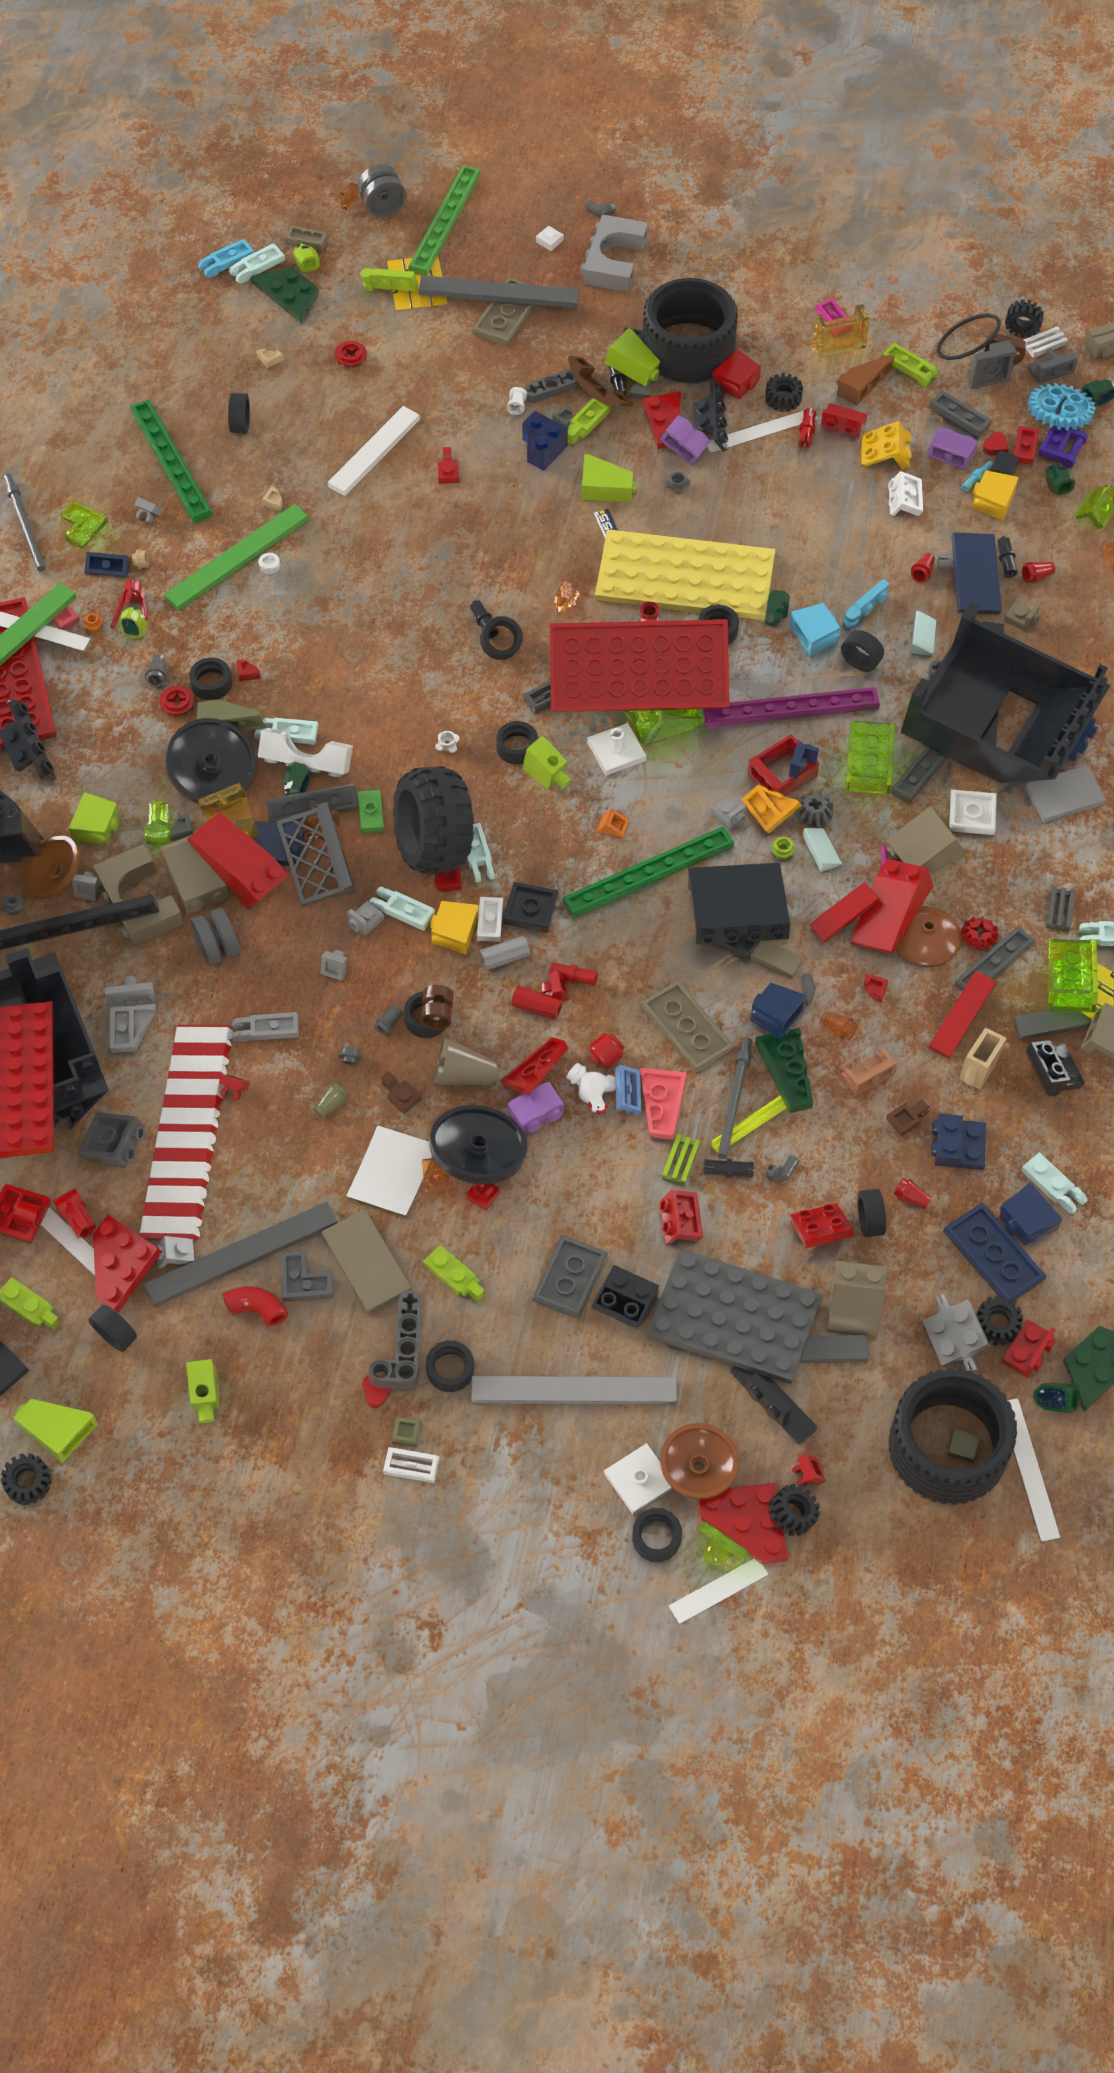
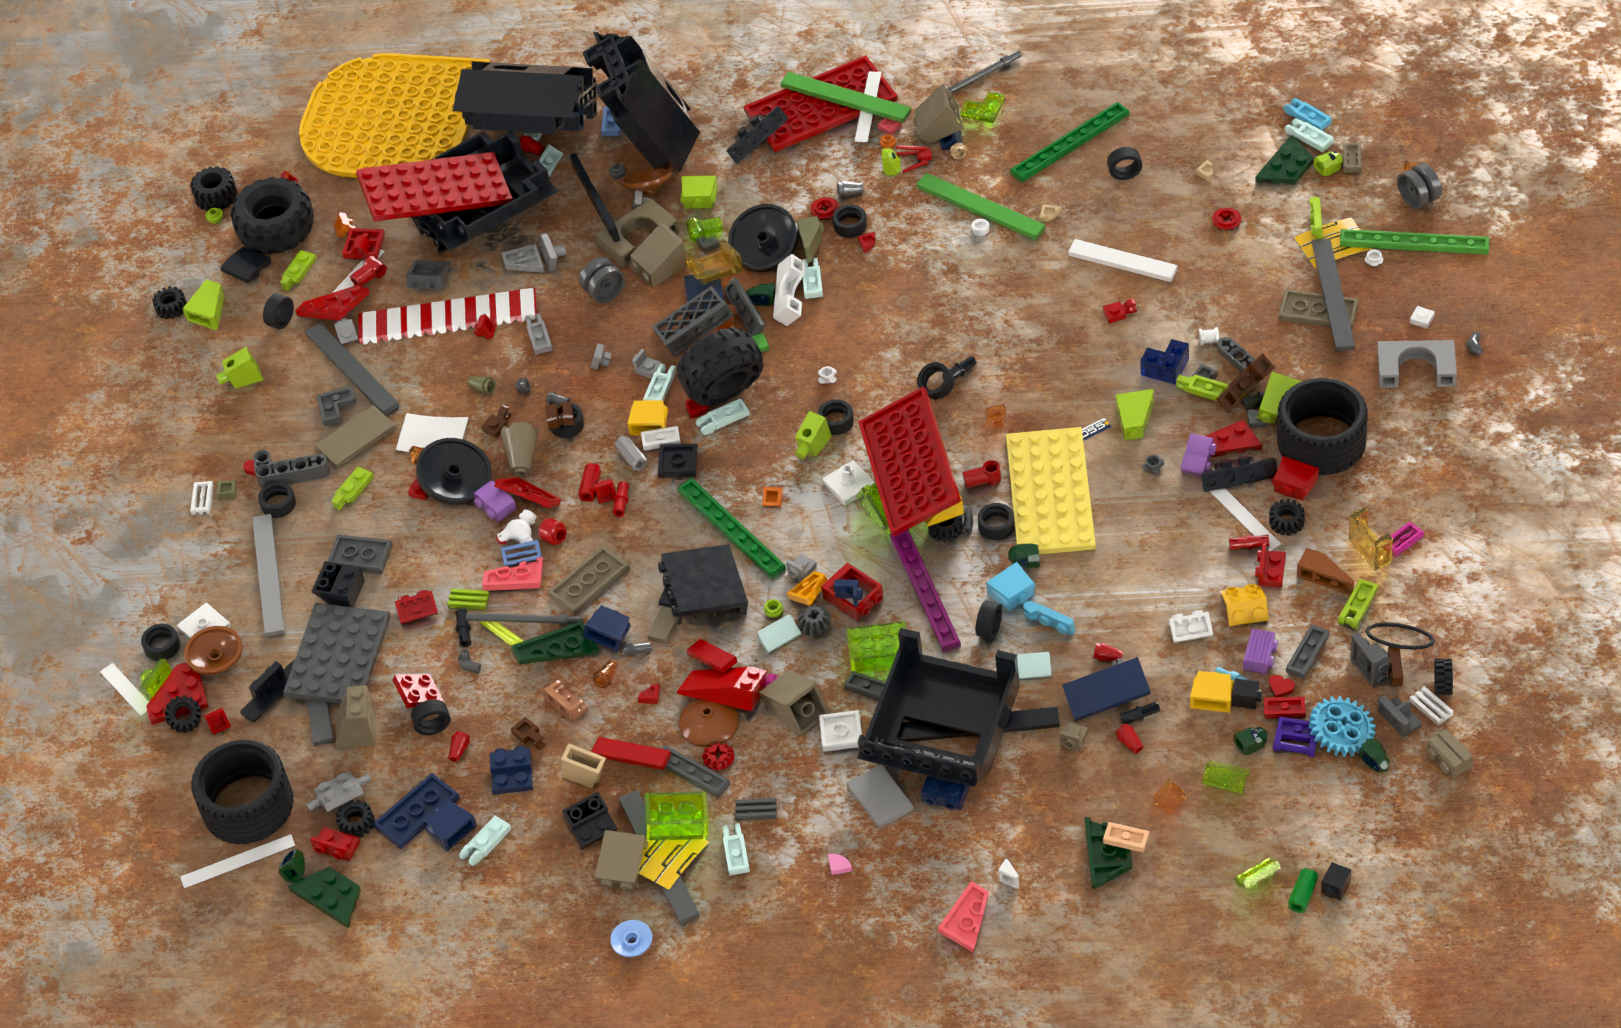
camera: 85 degrees right, 10 degrees down
(89, 559) = (937, 116): none -> dark tan slope
(149, 508) = (1010, 140): light grey tile -> none
(237, 859) = (668, 271): red slope -> none
(255, 1300) = (312, 384): red cylinder -> none
(456, 253) = (1374, 258): none -> white plate

